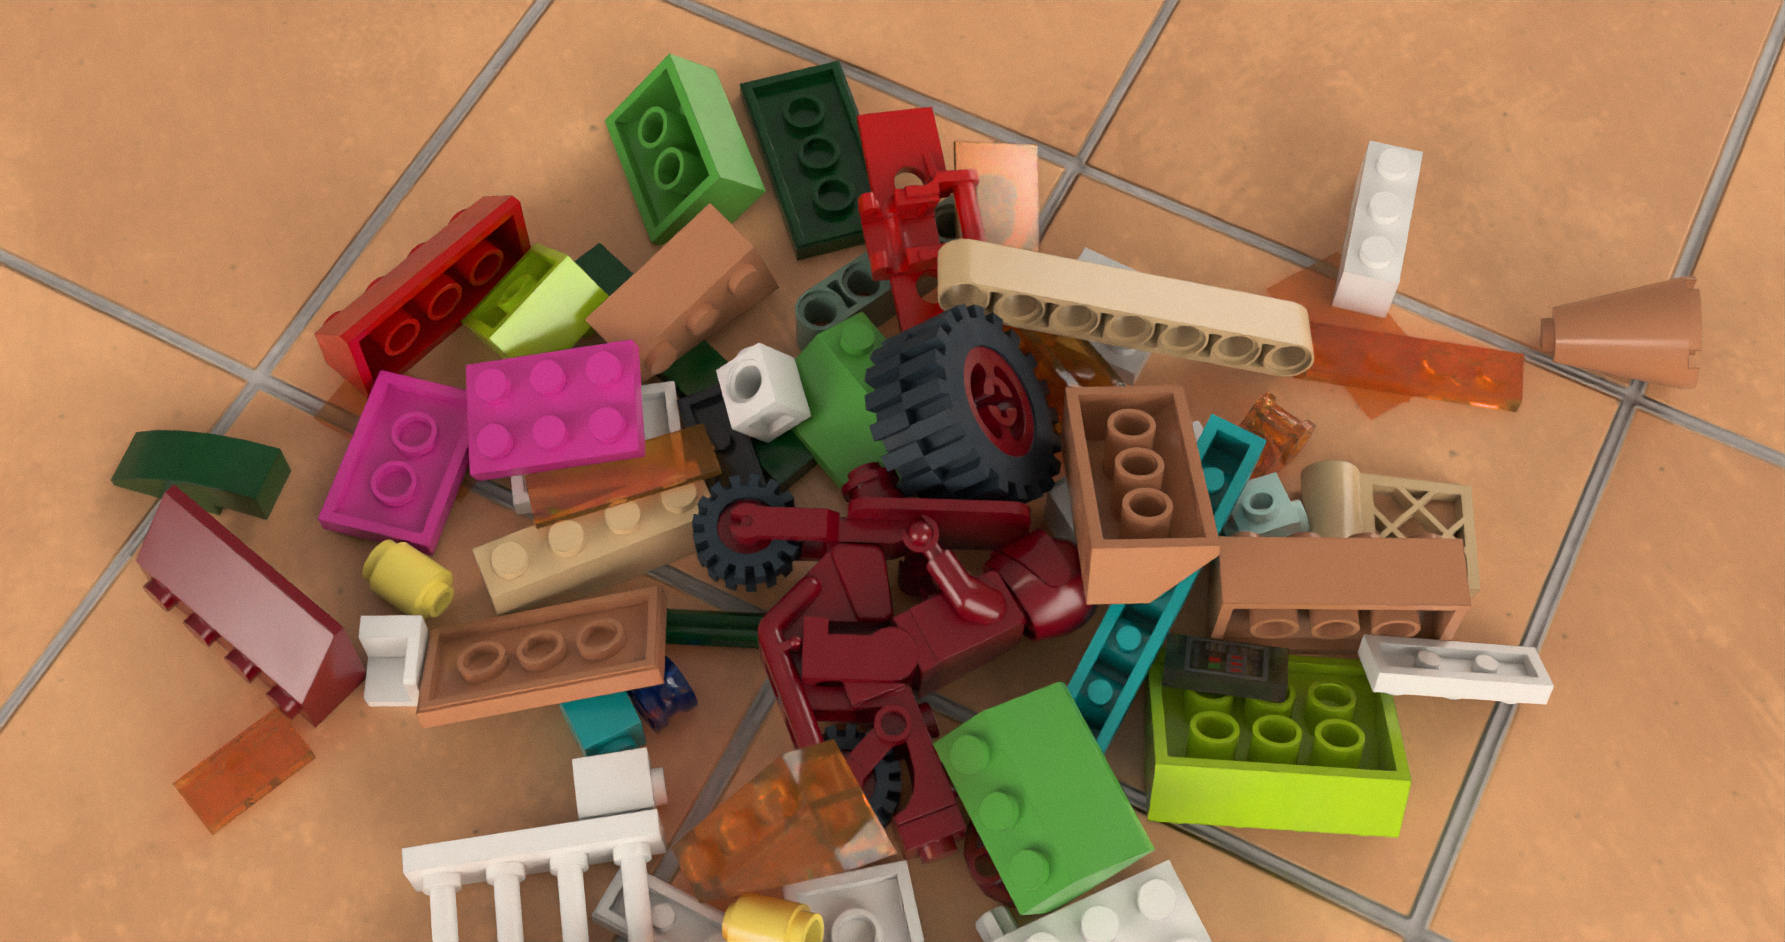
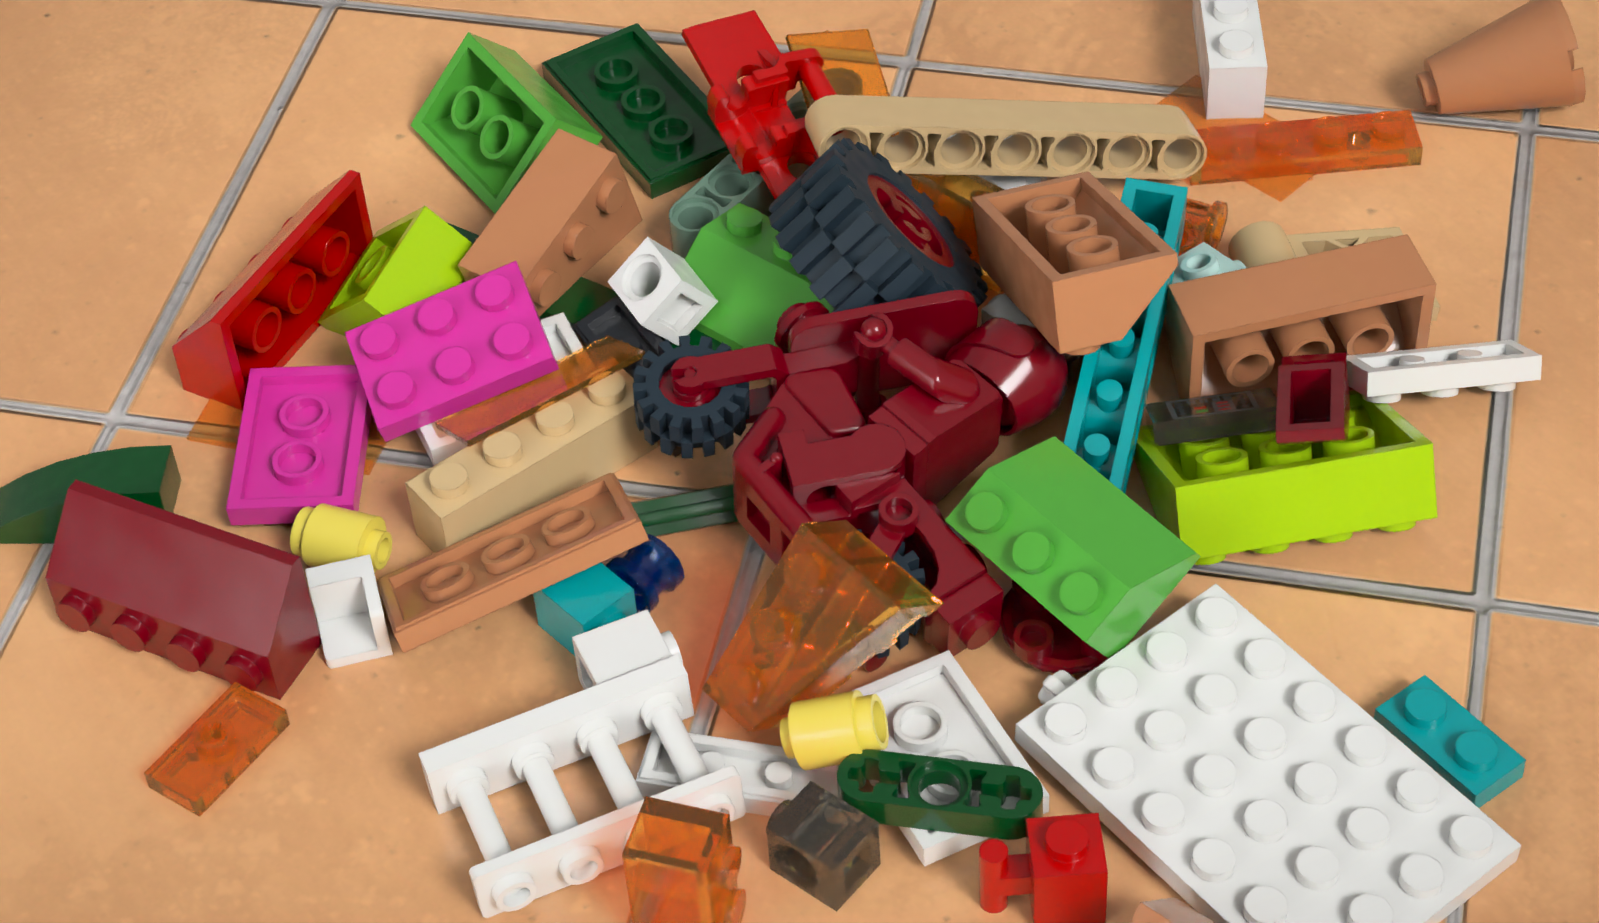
camera: 10 degrees left, 15 degrees down
(1315, 699) = (1312, 399): none -> dark red slope

